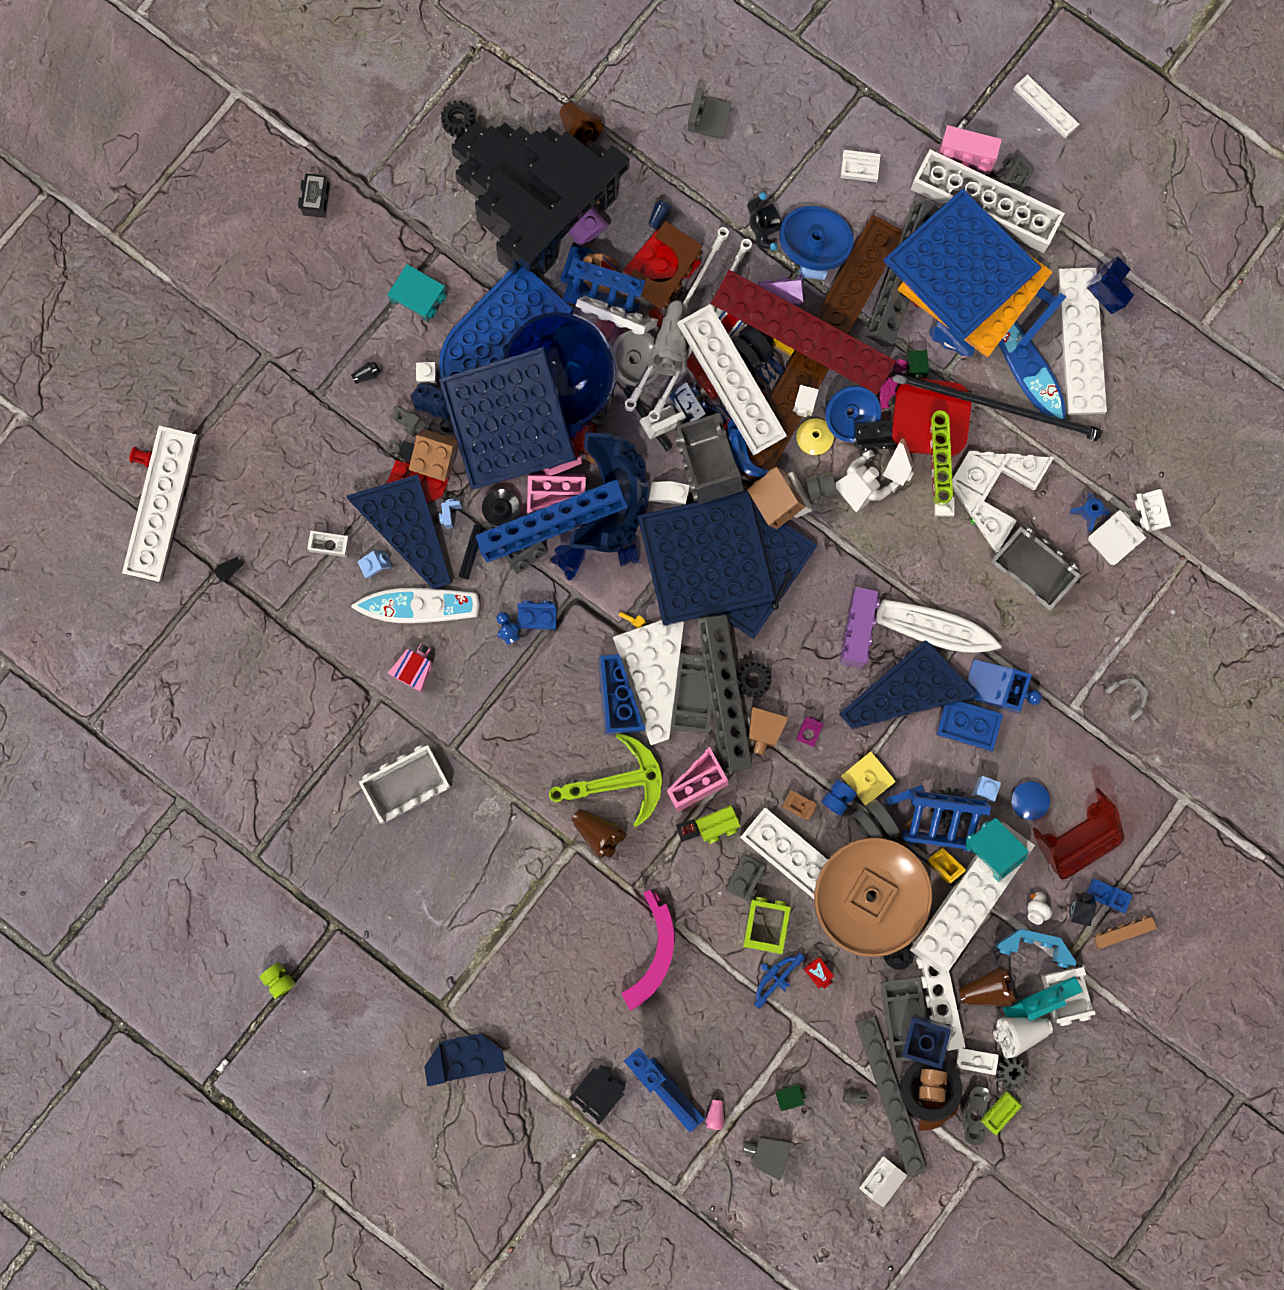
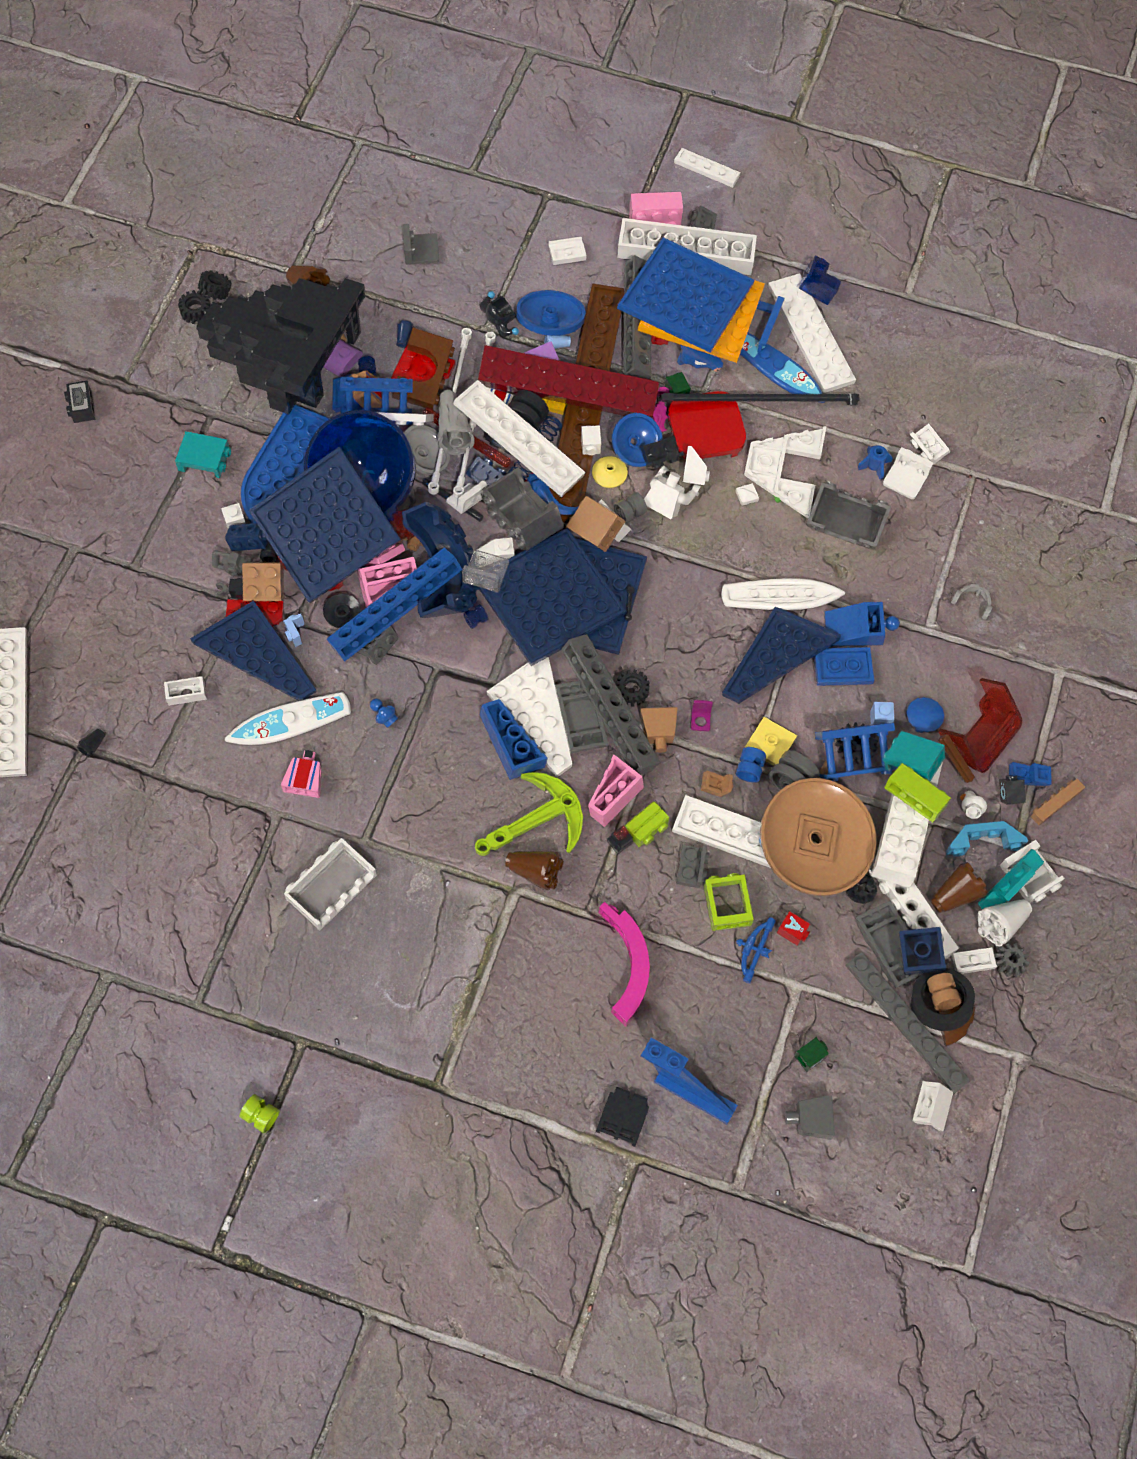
camera: 25 degrees left, 15 degrees down
(366, 372) = (175, 534): black cone -> none
(374, 563) = (235, 694): light blue bracket -> none
(463, 1058) = (478, 1127): dark blue piece -> none
(470, 553) = (325, 659): black axle -> none
(482, 109) = (214, 285): none -> black tyre
(537, 616) = (408, 693): blue bracket -> none
(568, 560) = (422, 634): clear blue brick -> none
(609, 239) = (368, 364): none -> clear blue wheel
(638, 622) = (505, 672): yellow hand -> none
(650, 514) = (485, 570): none -> clear bracket
(715, 1116) = (747, 1100): bright pink cone -> none
(855, 1097) = (869, 1035): dark grey pin -> none
(859, 628) = (712, 614): medium lavender wedge -> none
(902, 796) = (809, 744): blue tile -> none
(945, 450) = (729, 459): lime beam -> none
(946, 865) = (873, 794): yellow slope -> none
(977, 1099) = (989, 998): dark grey piece -> none
(984, 889) = (917, 792): none -> lime brick
(1000, 1113) = (1016, 1002): lime tile -> none
(1040, 859) = (956, 758): none -> reddish brown axle

